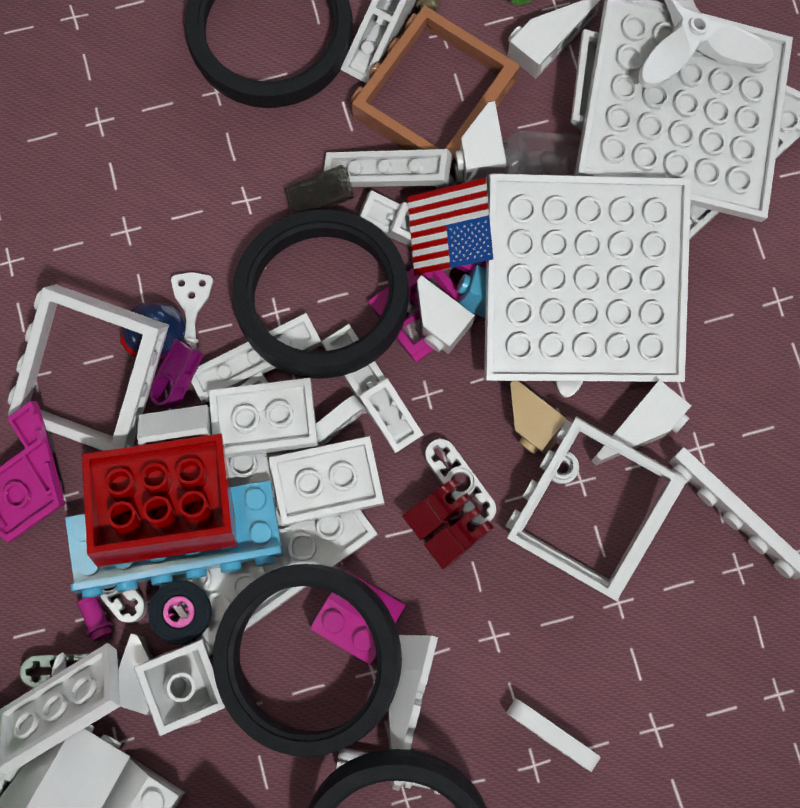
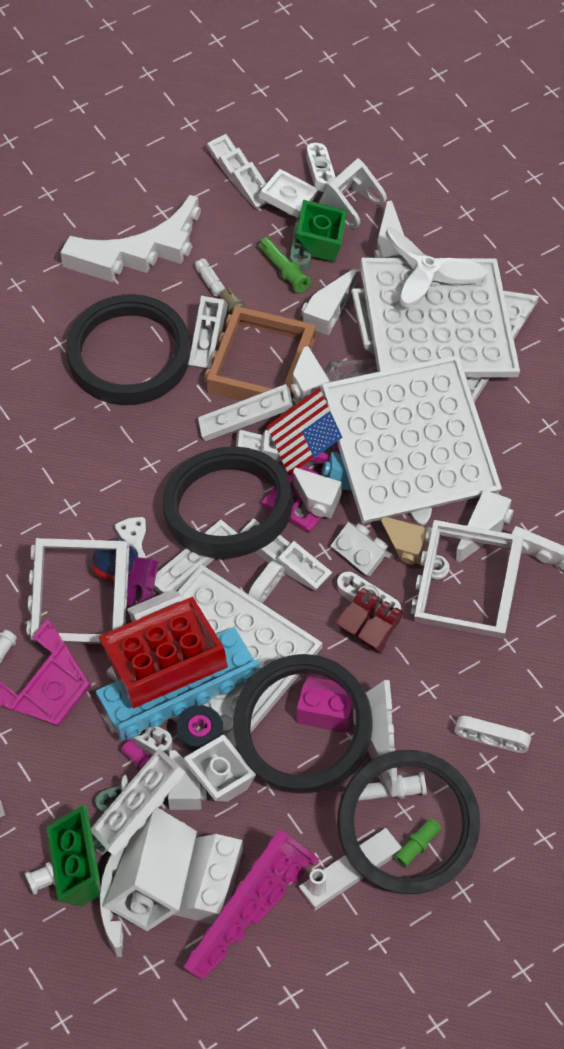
camera: 15 degrees left, 20 degrees down
(264, 417) = (219, 585): white plate -> none
(320, 191) = (204, 439): clear smoke plate -> none
(326, 481) = (274, 616): white plate -> none
(473, 409) = (361, 548): none -> white bracket

